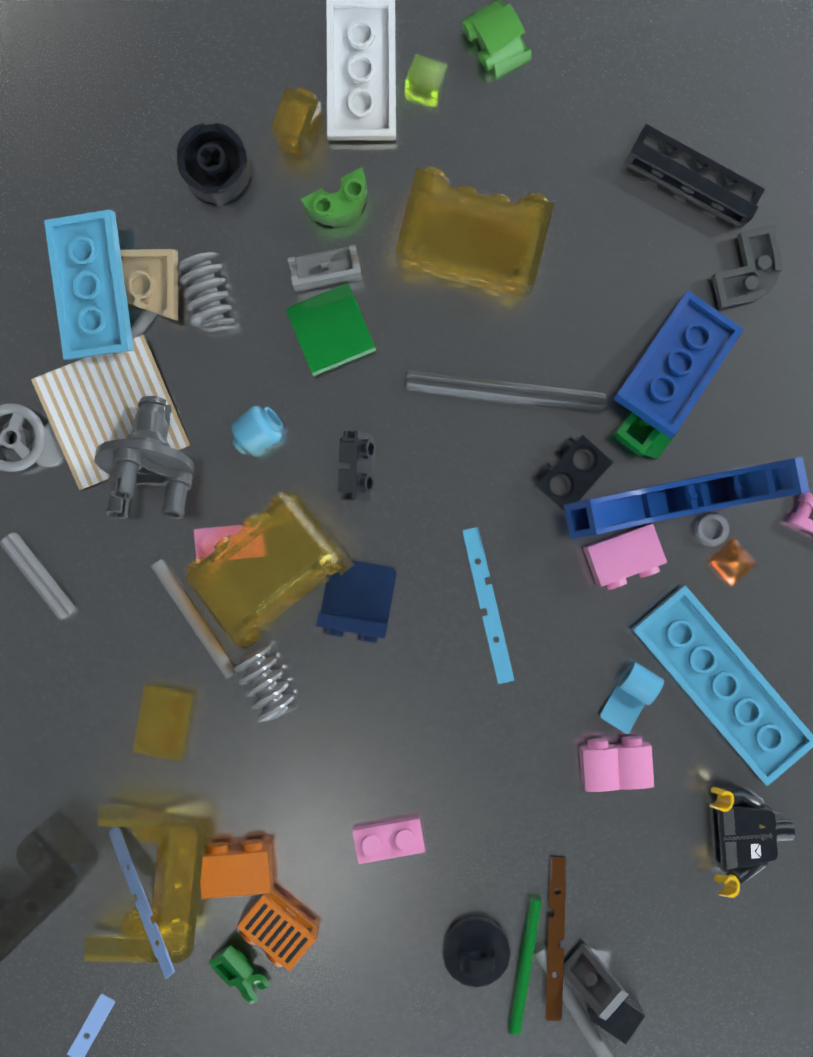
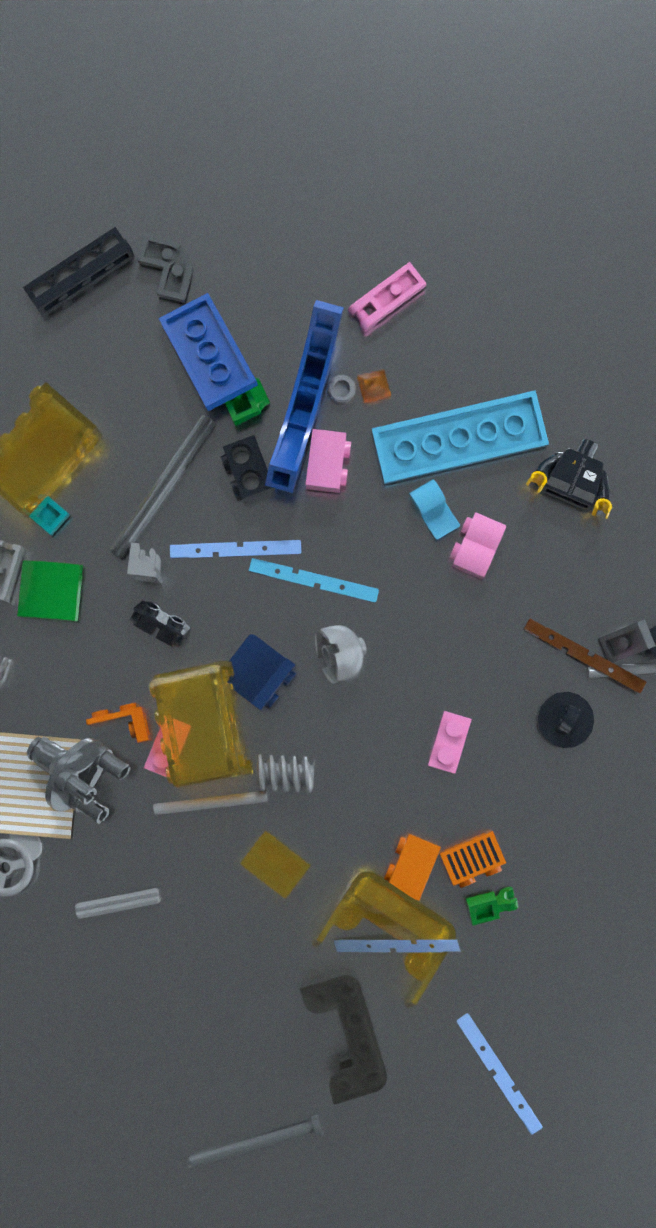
camera: 60 degrees left, 5 degrees down
(233, 501) = (138, 727): none -> orange bracket
(256, 431) = (96, 683): medium azure head -> none
(406, 416) = (144, 567): none -> light grey hinge
(411, 285) = (49, 515): none -> teal plate
(424, 678) = (340, 651): none -> light grey cylinder
(475, 500) = (231, 549): none -> light blue piece
(524, 965) = (594, 689): green bar -> none

